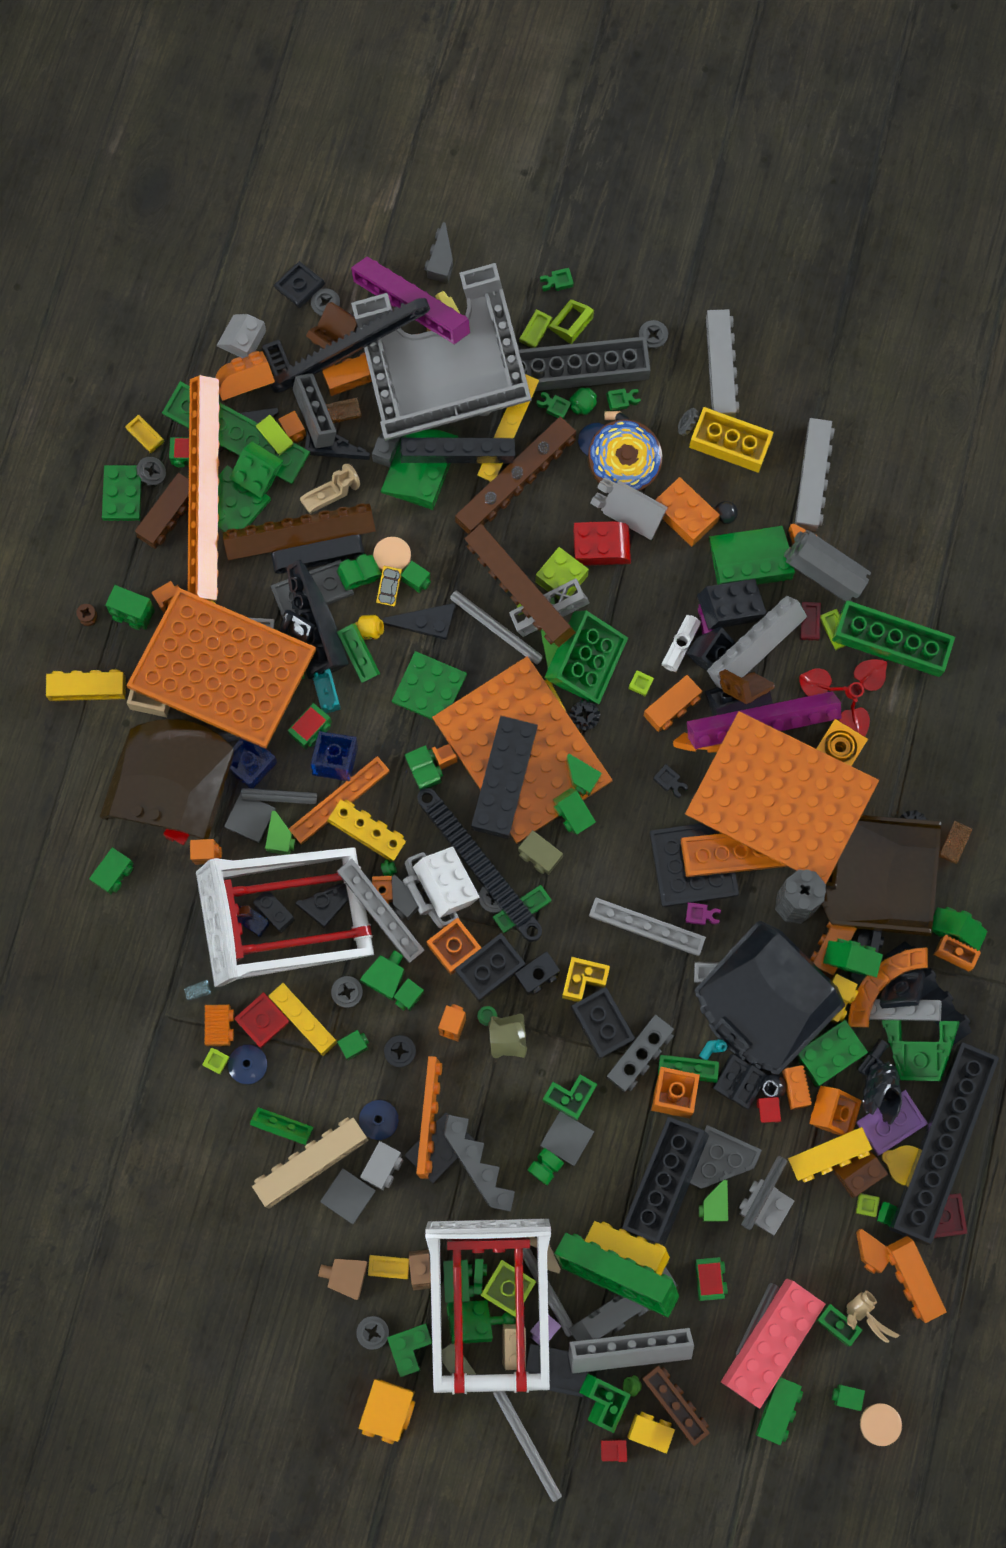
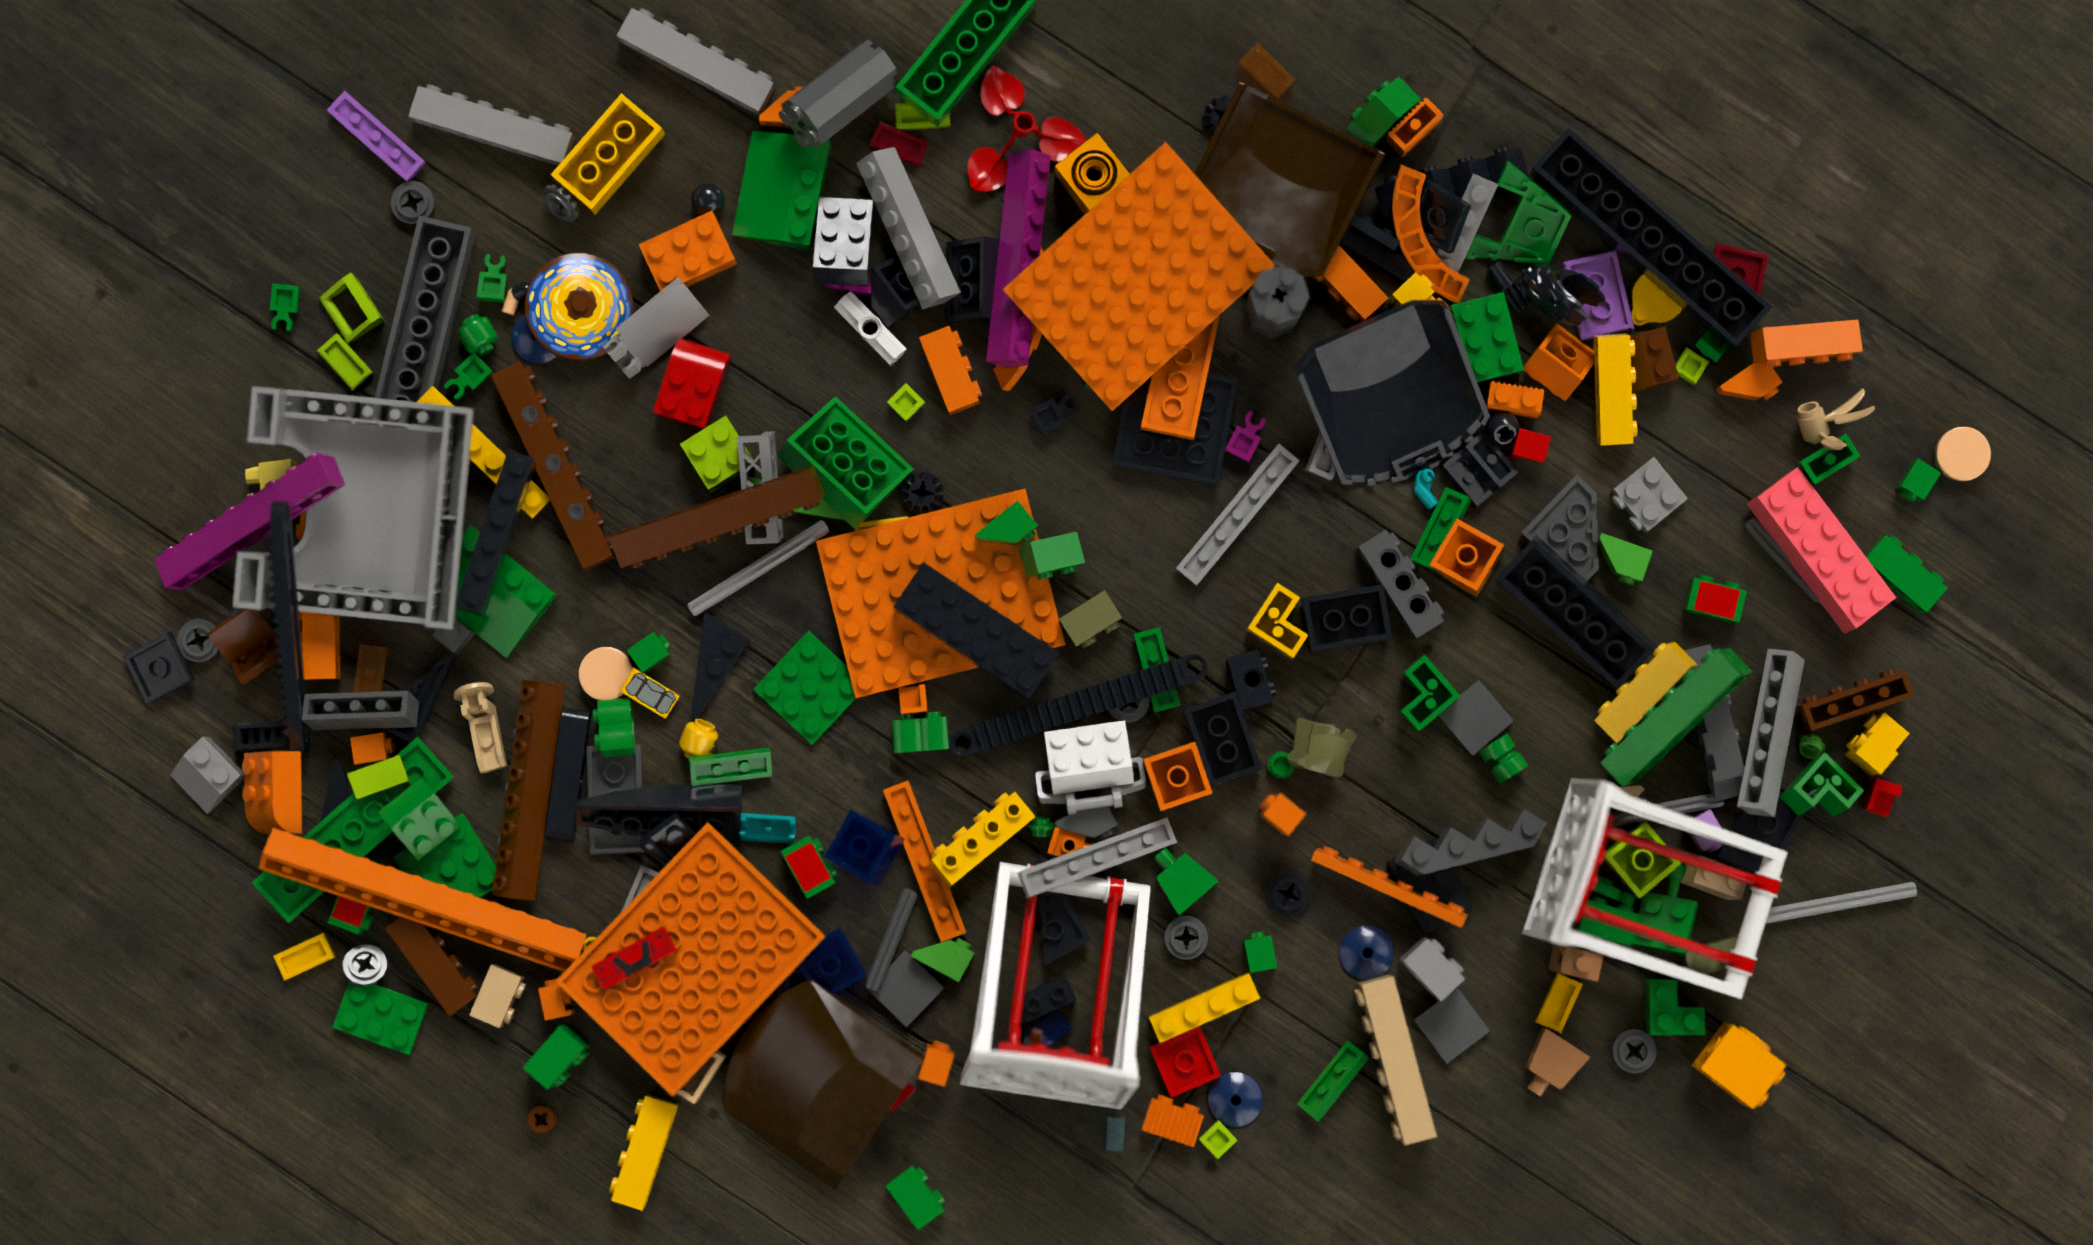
camera: 70 degrees left, 10 degrees up
(158, 559) = (497, 996): none -> tan brick
(210, 630) = (634, 958): none -> red tile
(408, 995) = (1219, 859): green brick -> none
(441, 261) = (196, 456): dark grey slope -> none
(687, 298) = (376, 136): none -> medium lavender plate
(745, 688) = (967, 264): reddish brown bracket -> none
(764, 1192) = (1634, 491): dark grey axle -> none
(853, 957) = (1378, 264): green brick -> none

